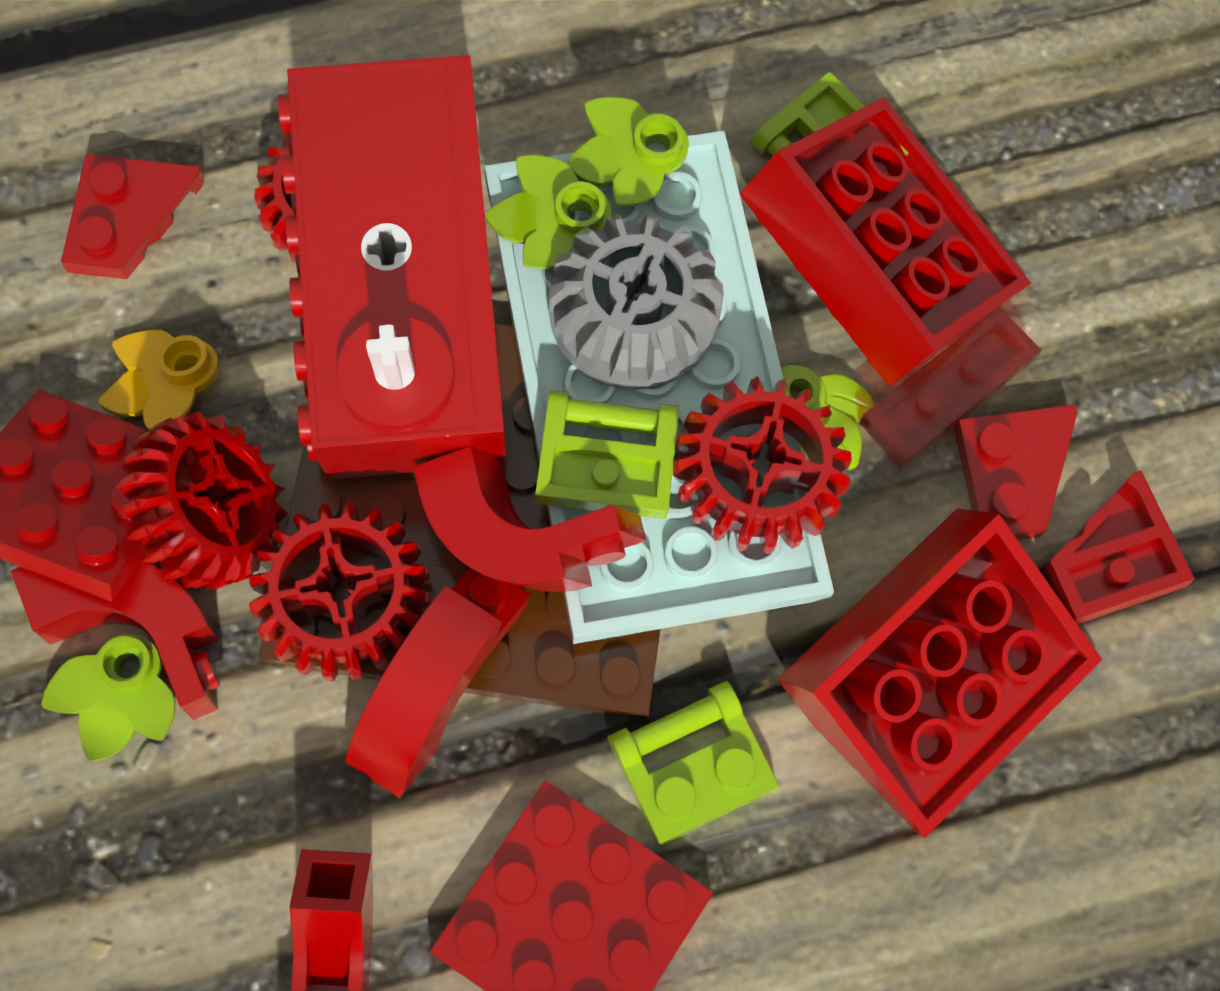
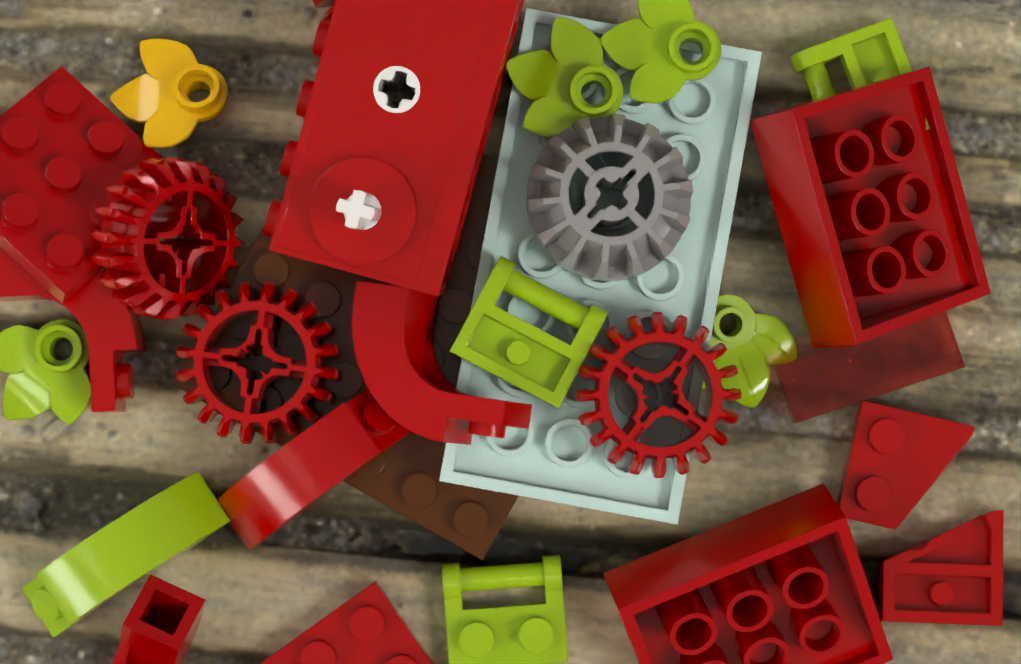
camera: 25 degrees right, 15 degrees up
(259, 847) = (124, 553): none -> lime arch

